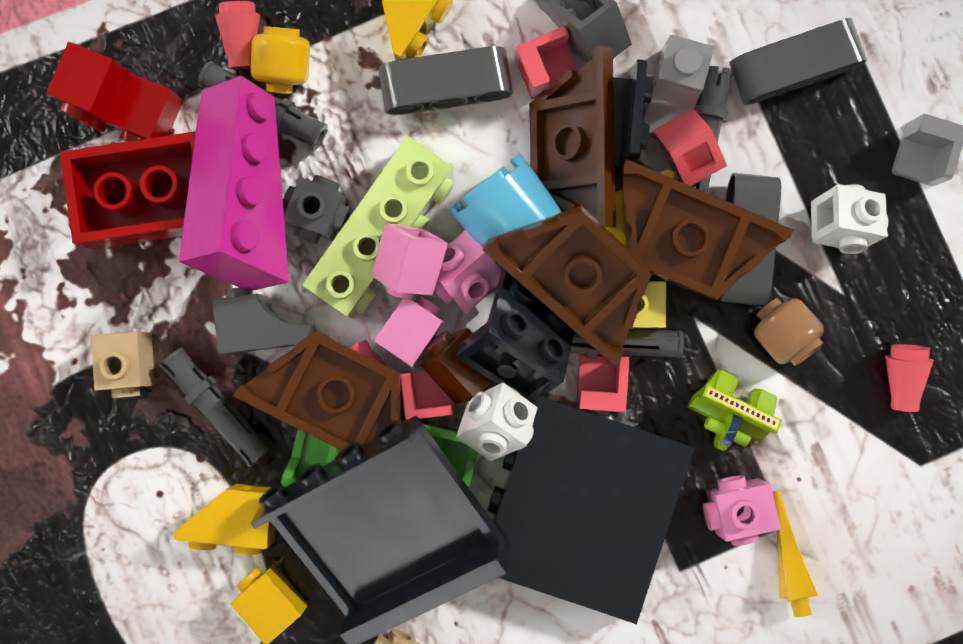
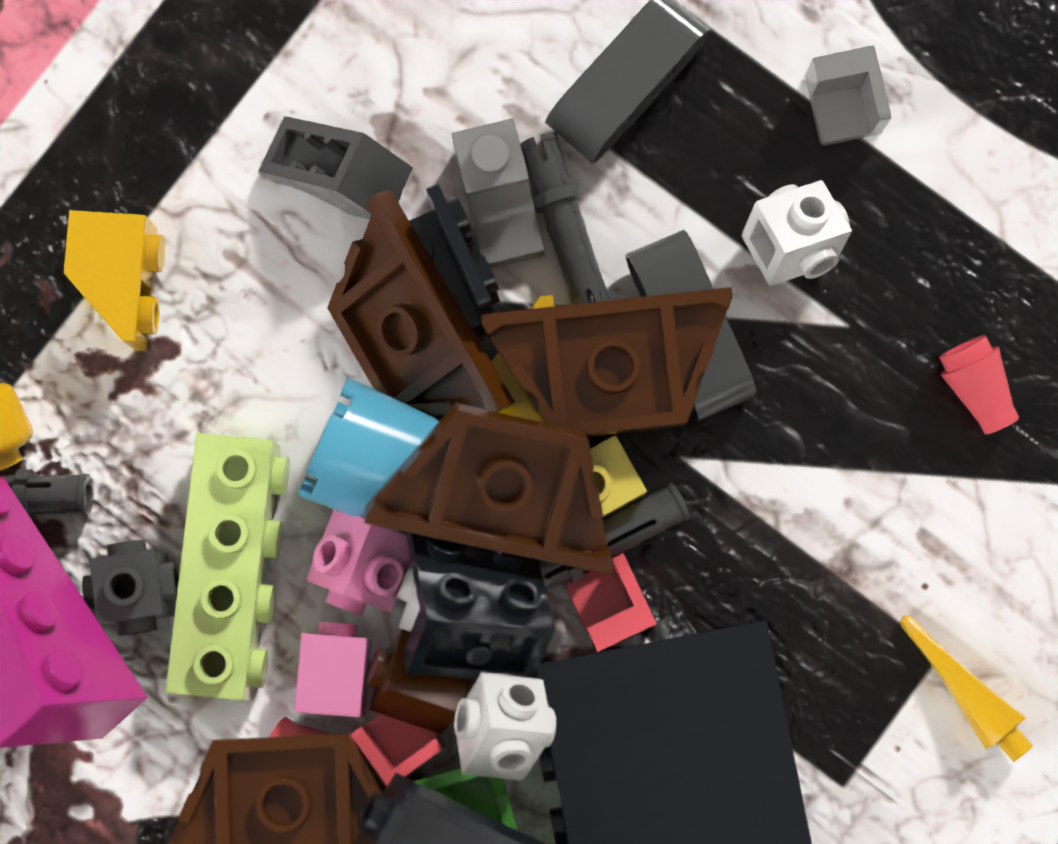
camera: 30 degrees left, 5 degrees down
(249, 324) = (126, 780): dark grey arch -> none
(409, 260) = (283, 587): bright pink brick -> none
(445, 80) = (206, 338): dark grey beam -> none
(544, 60) = (317, 245): coral panel -> none
(690, 147) = (554, 254): coral panel -> none
(731, 417) = (796, 555): lime hips -> none
(741, 509) = (891, 659): bright pink brick -> none
(788, 331) = (803, 410): medium nougat head -> none

